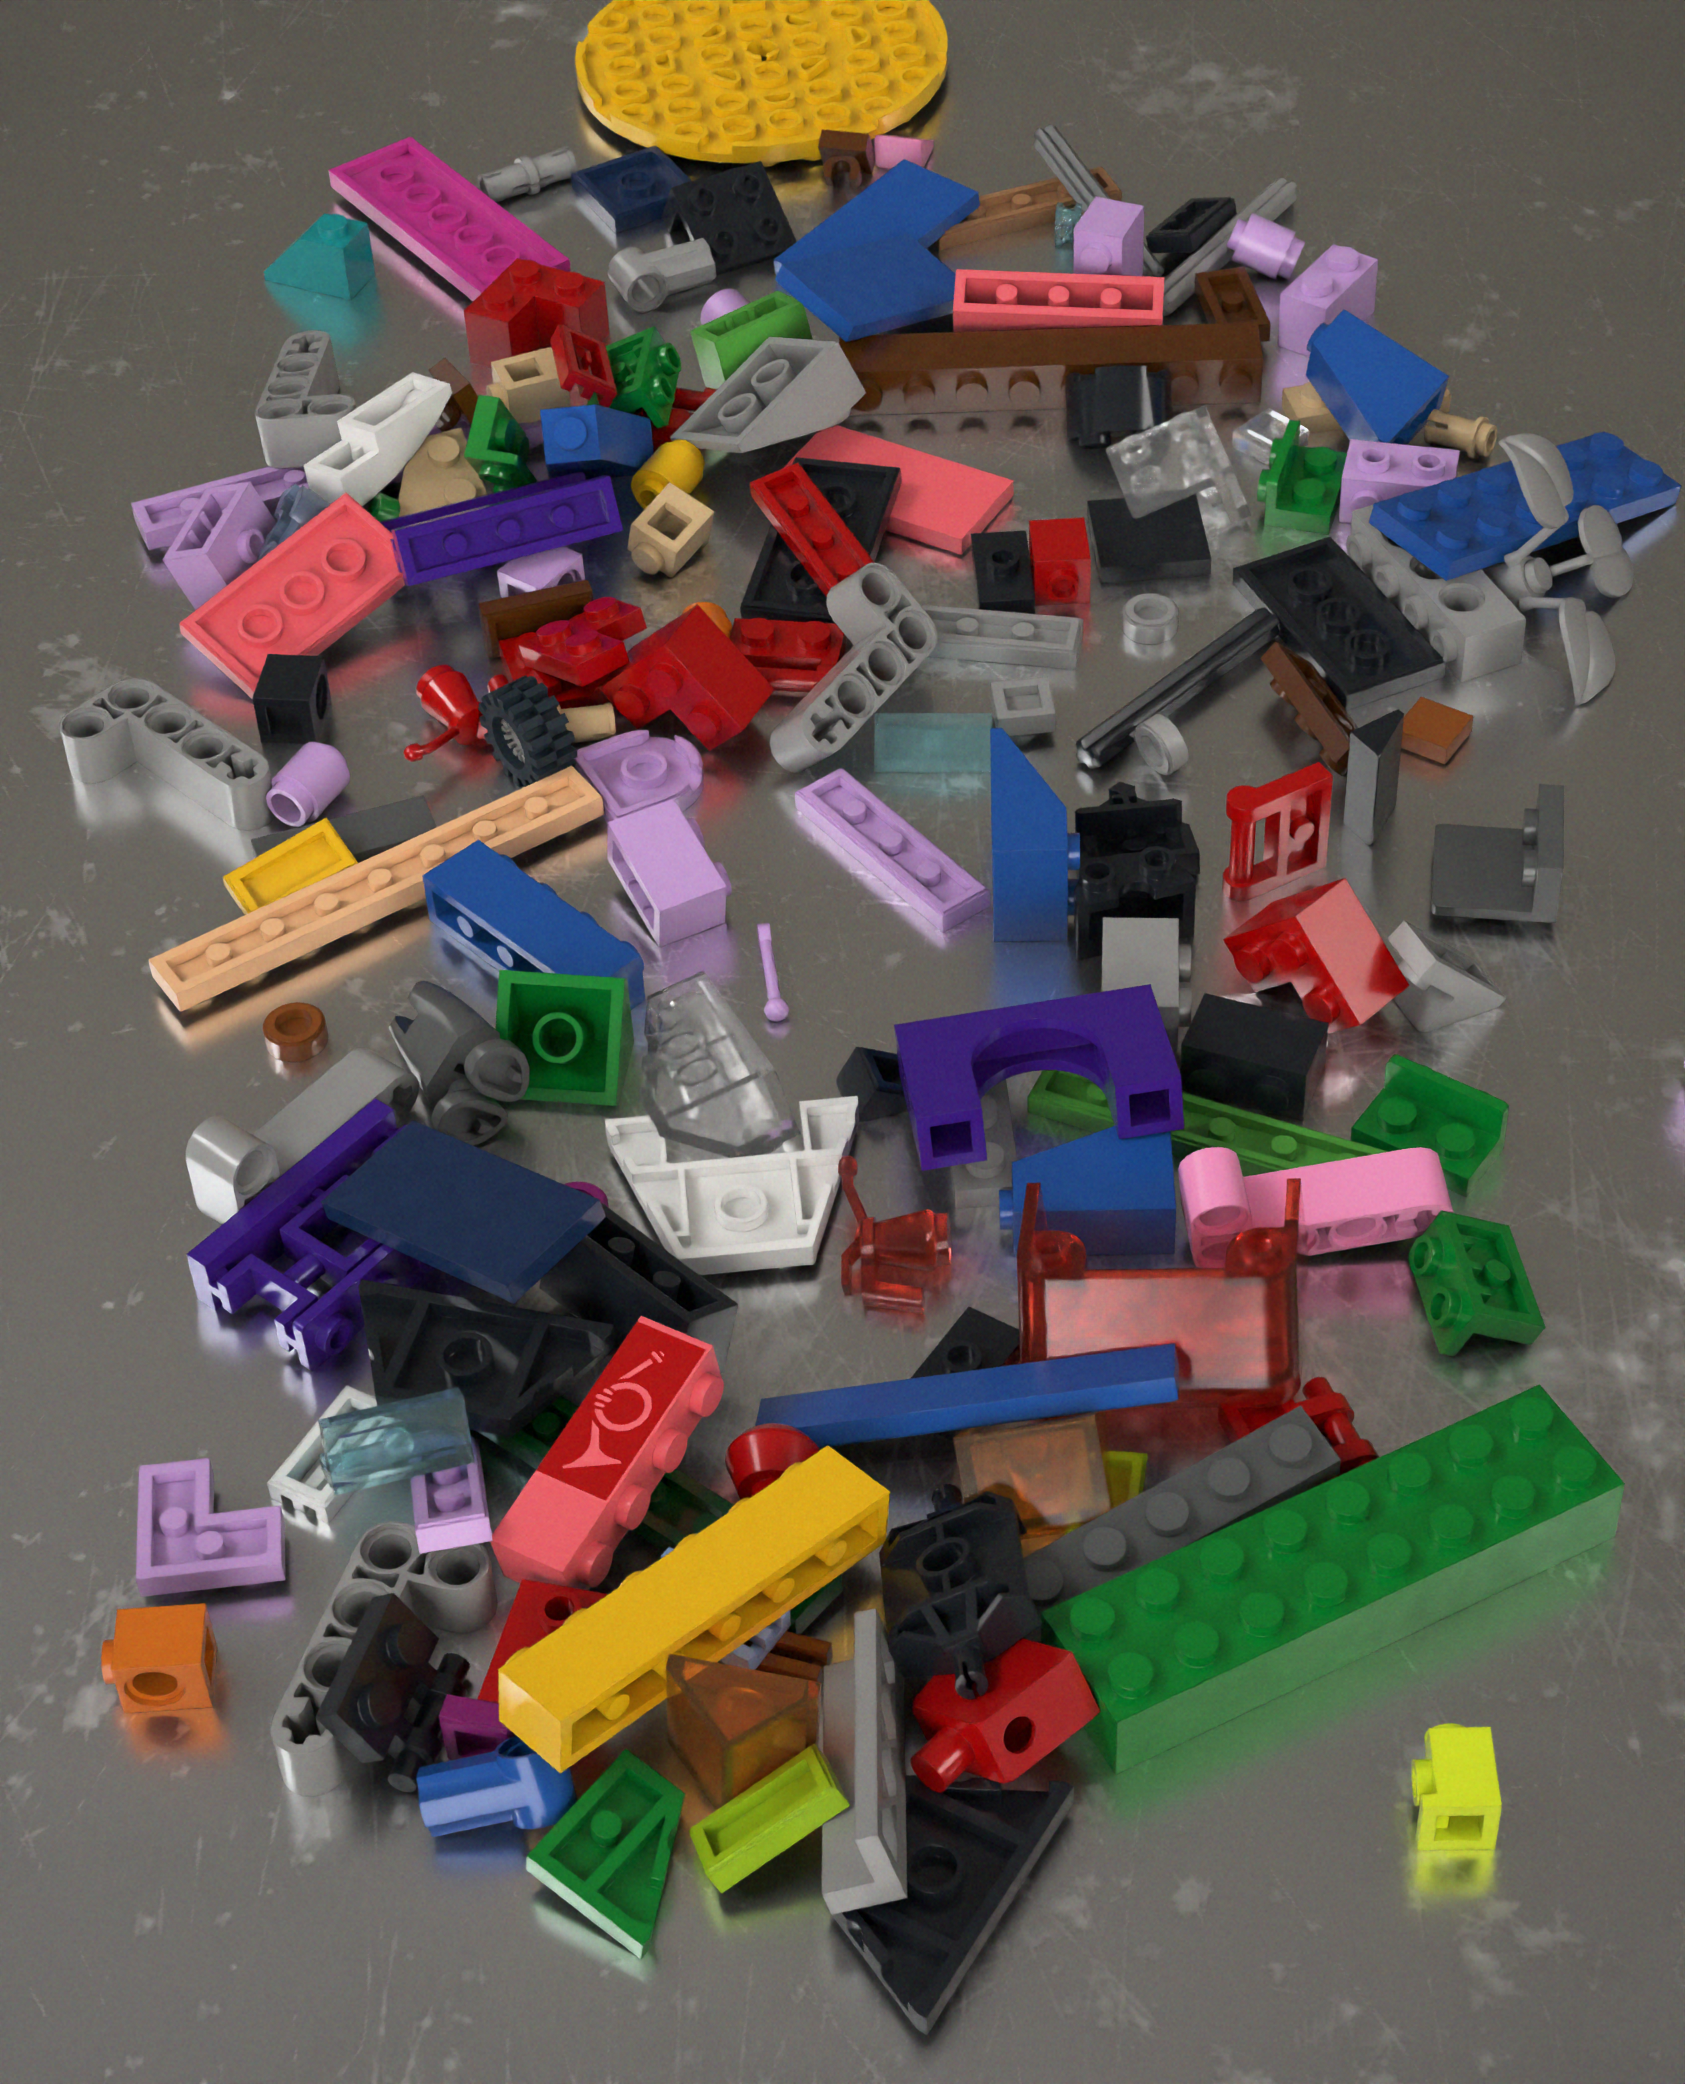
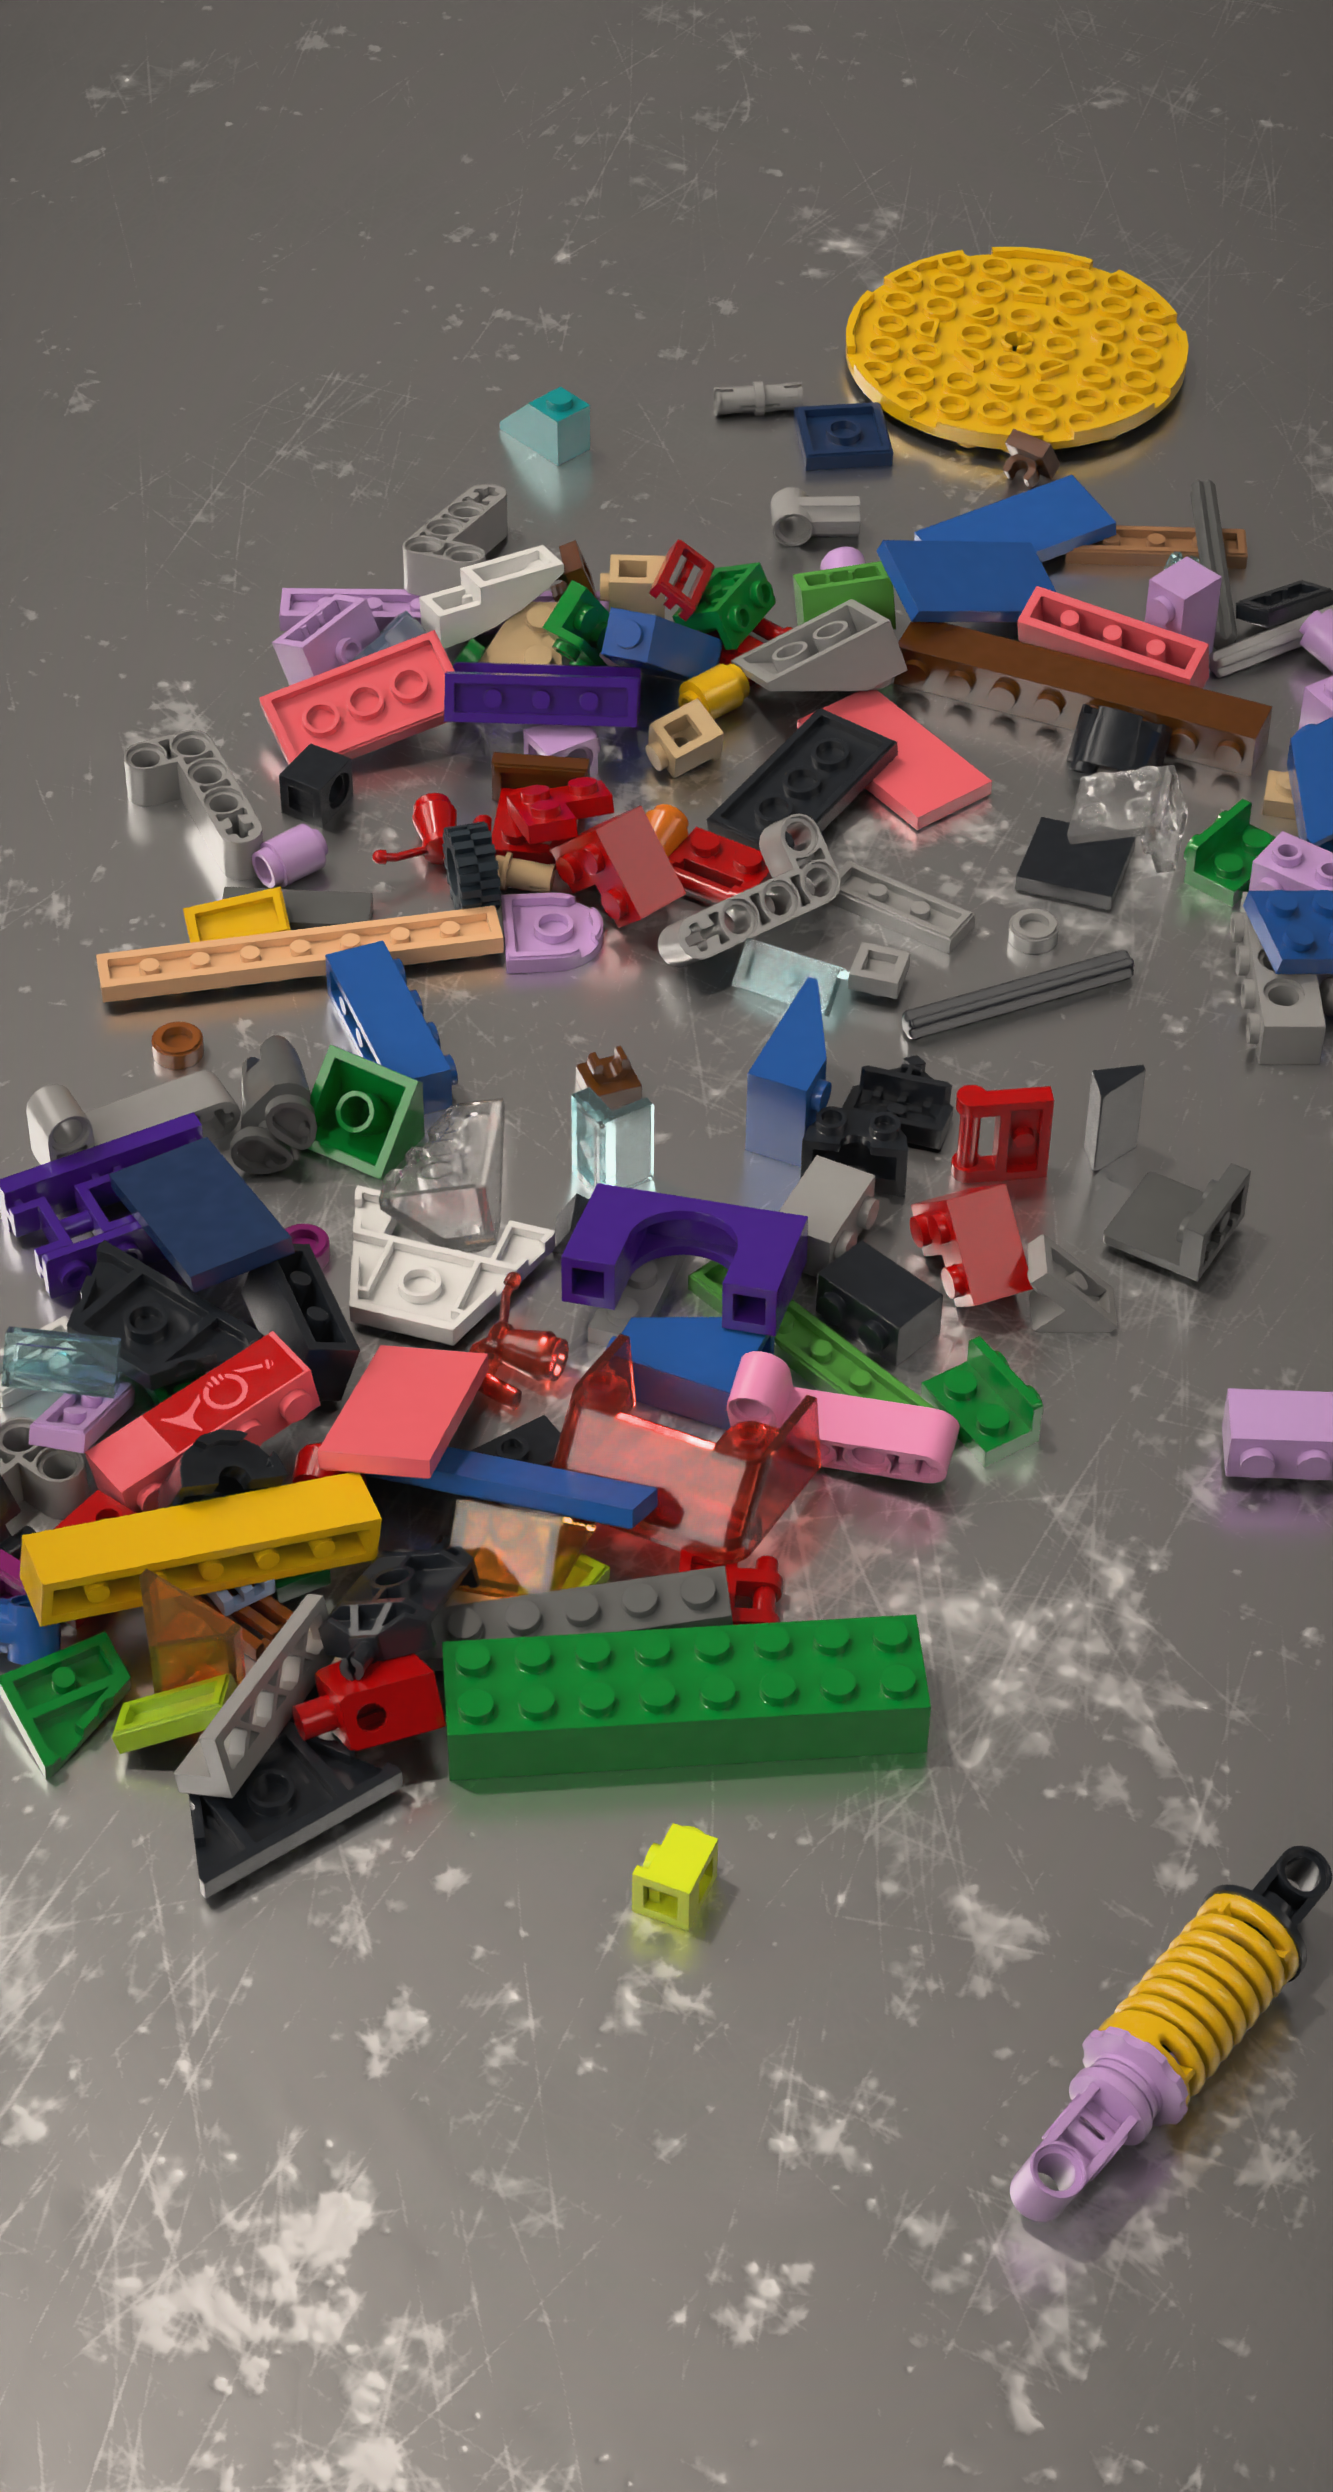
camera: 20 degrees right, 0 degrees up
(440, 215) = (669, 423): dark pink plate -> none
(526, 307) = (687, 511): red brick -> none
(668, 872) = (515, 1012): lavender brick -> none
(671, 1501) = (220, 1467): none -> black cylinder
(733, 214) = (899, 485): black bracket -> none
(776, 1008) = (543, 1145): lavender hinge -> none
(806, 914) = (610, 1078): none -> reddish brown tile
(809, 526) = (795, 770): red tile -> none
(830, 1359) = (403, 1412): none -> coral tile
(864, 980) = (610, 1144): none -> clear light blue panel
(893, 149) = (1085, 466): bright pink slope -> none
(893, 850) = (706, 1049): lavender tile -> none
(1003, 572) = (937, 856): black plate -> none
(1060, 561) = (983, 860): red brick -> none
(1161, 744) = (968, 1036): light grey tile -> none
(1231, 298) = (1275, 682): reddish brown plate -> none
(1258, 434) = (1218, 801): clear tile -> none
(1318, 708) = (1114, 1030): reddish brown plate -> none
(1340, 622) = (1186, 983): black tile -> none
(1435, 730) = (1203, 1095): dark orange tile -> none
(1473, 1282) = (937, 1528): green bracket -> none

